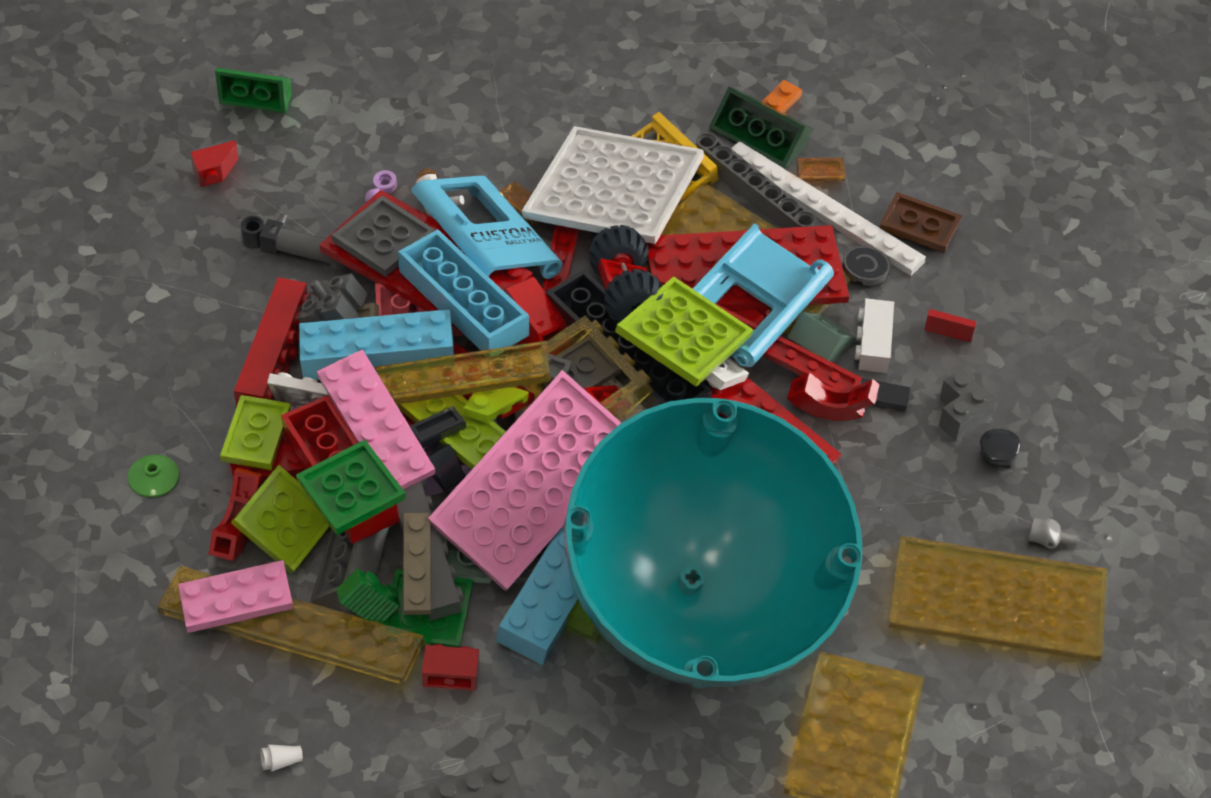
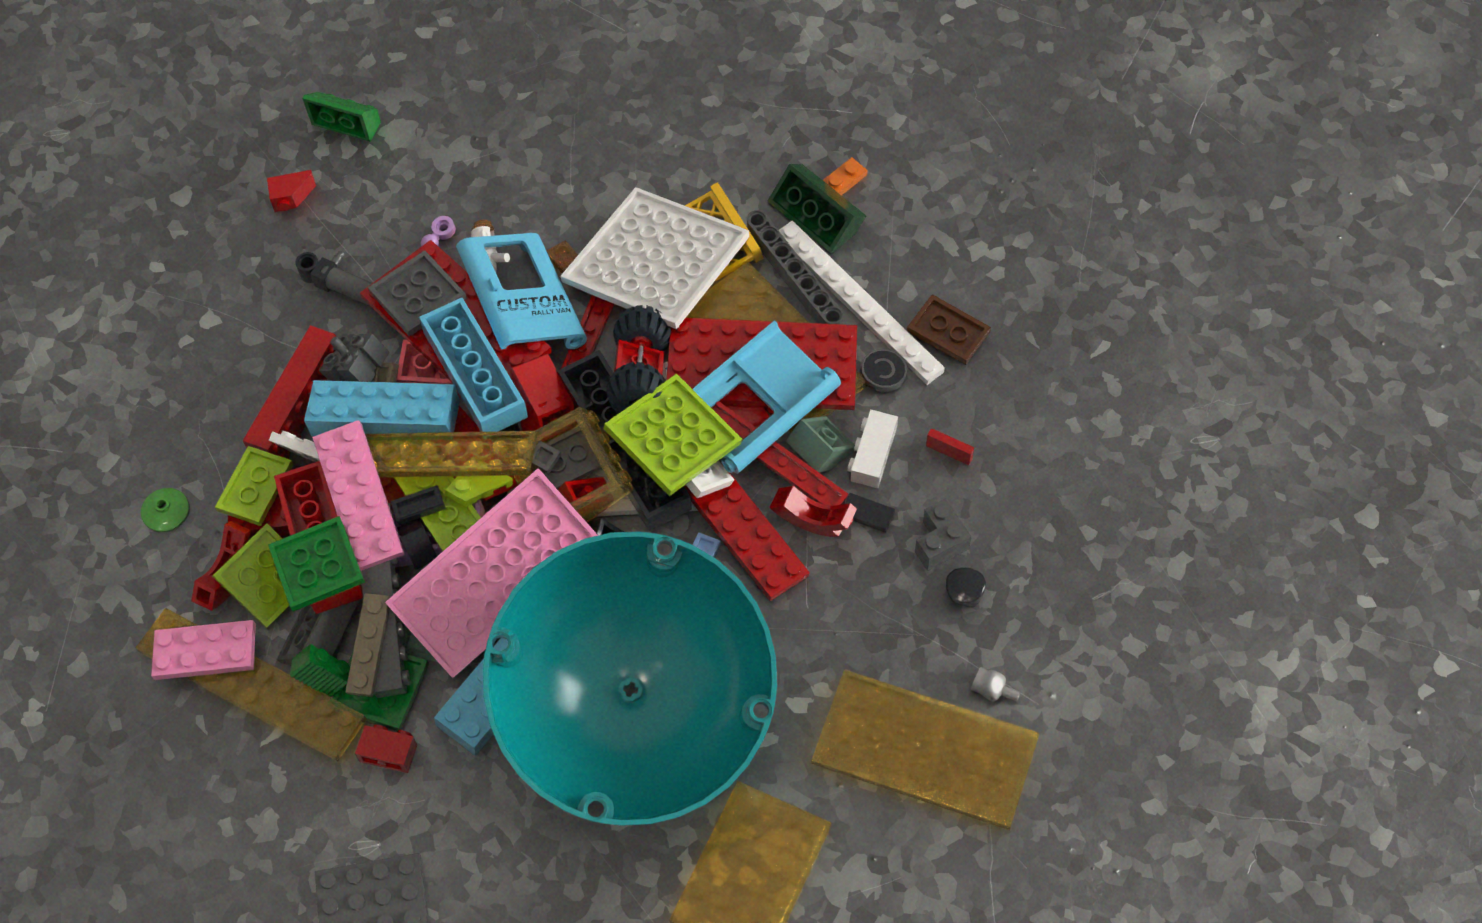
camera: 15 degrees right, 10 degrees up
(279, 756) = (211, 817): white cone -> none
(821, 169) = (864, 259): clear orange plate -> none

